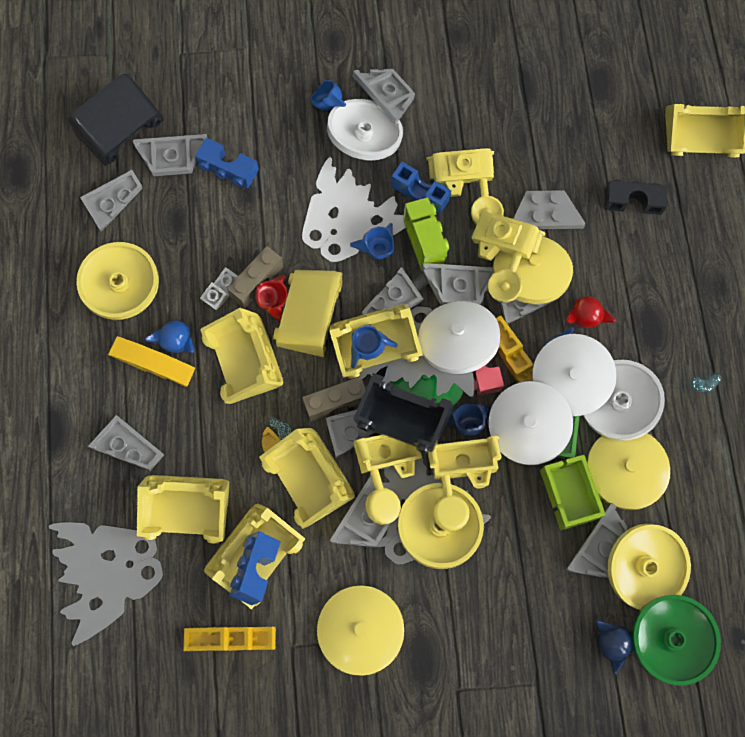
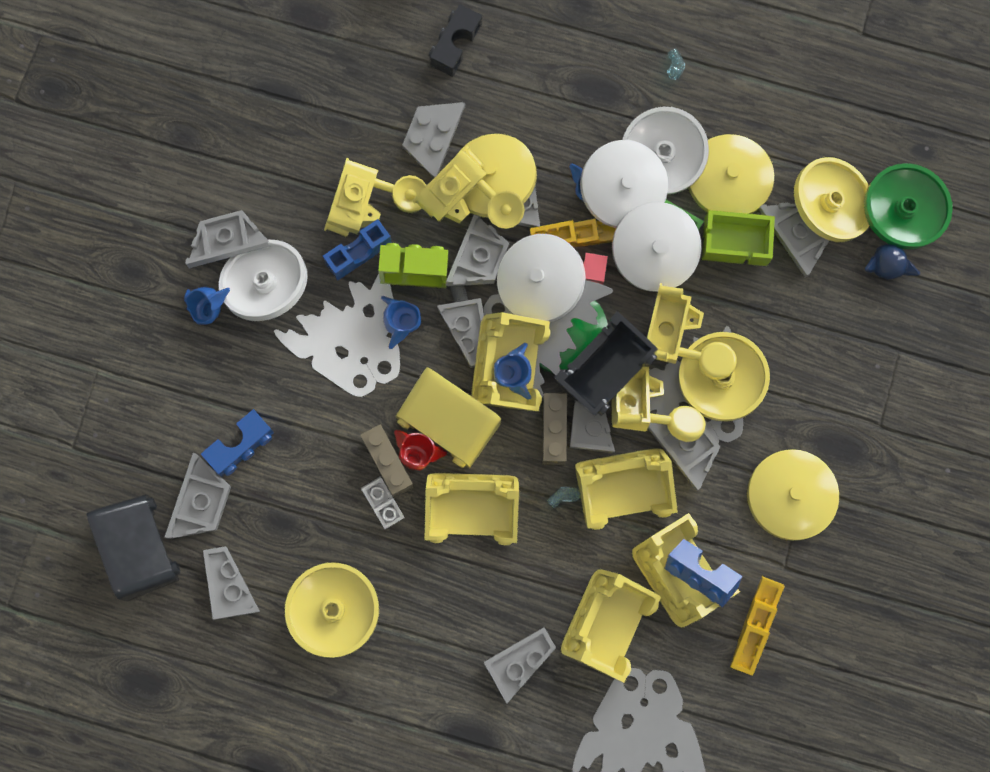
camera: 70 degrees left, 5 degrees up
(151, 361) = (437, 605): yellow slope -> none
(173, 337) = (419, 572): blue piece -> none
(269, 439) = (570, 513): yellow tile -> none
(469, 418) = (628, 302): dark blue piece -> none
(589, 313) = (560, 141): red piece -> none

